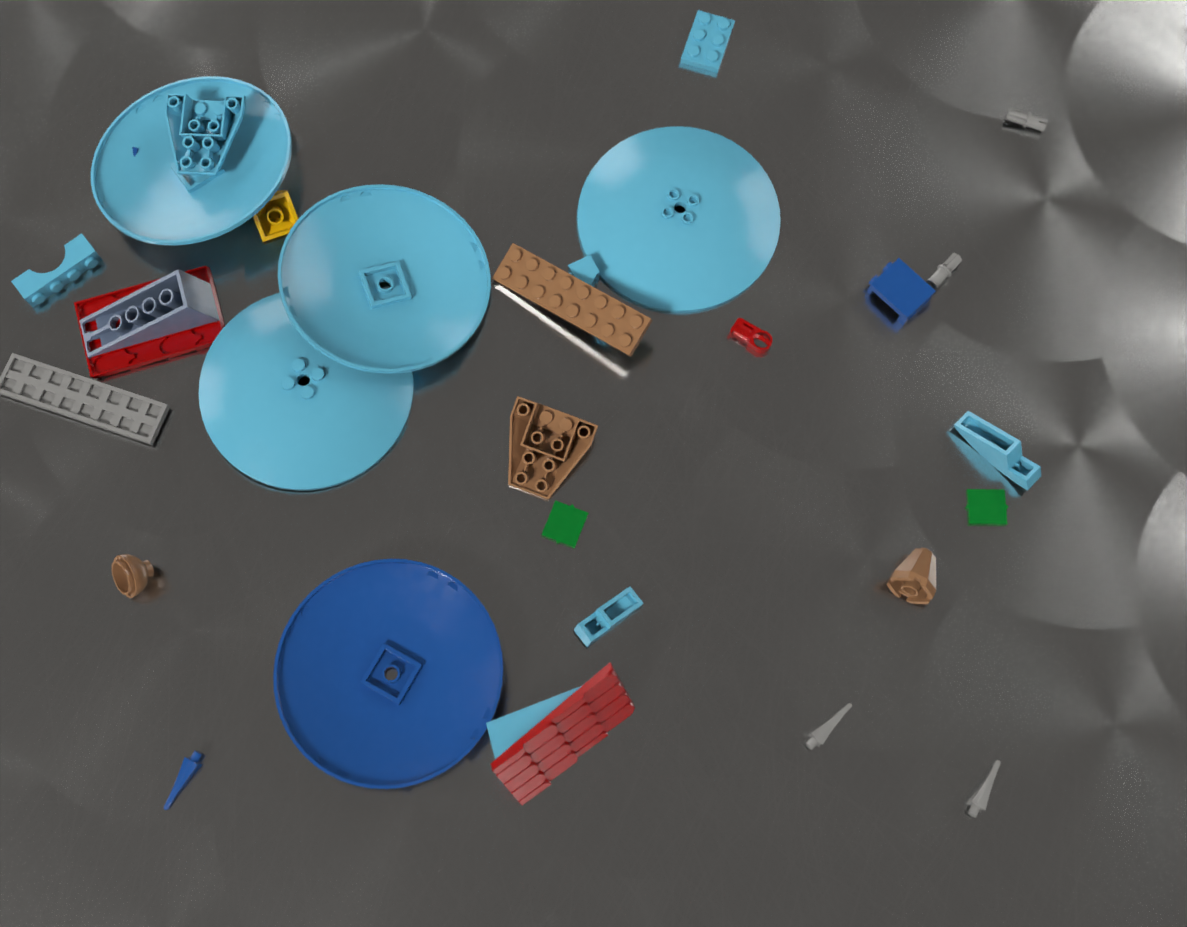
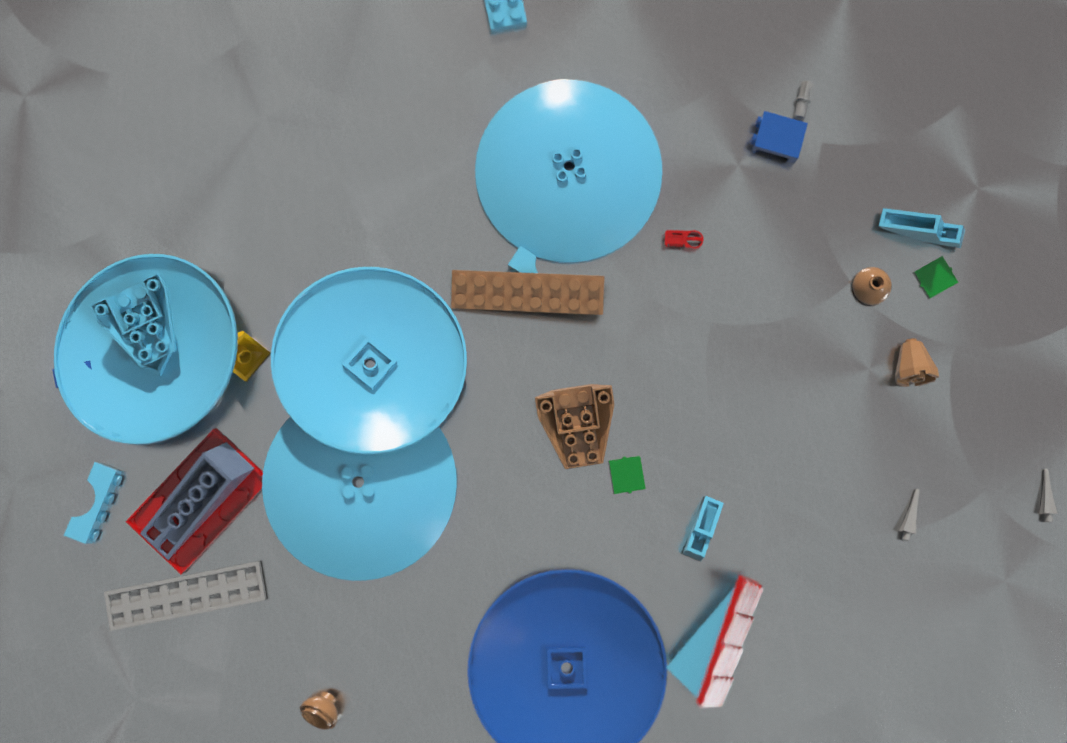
camera: 30 degrees left, 10 degrees up
(909, 484) = (864, 287): none -> medium nougat piece

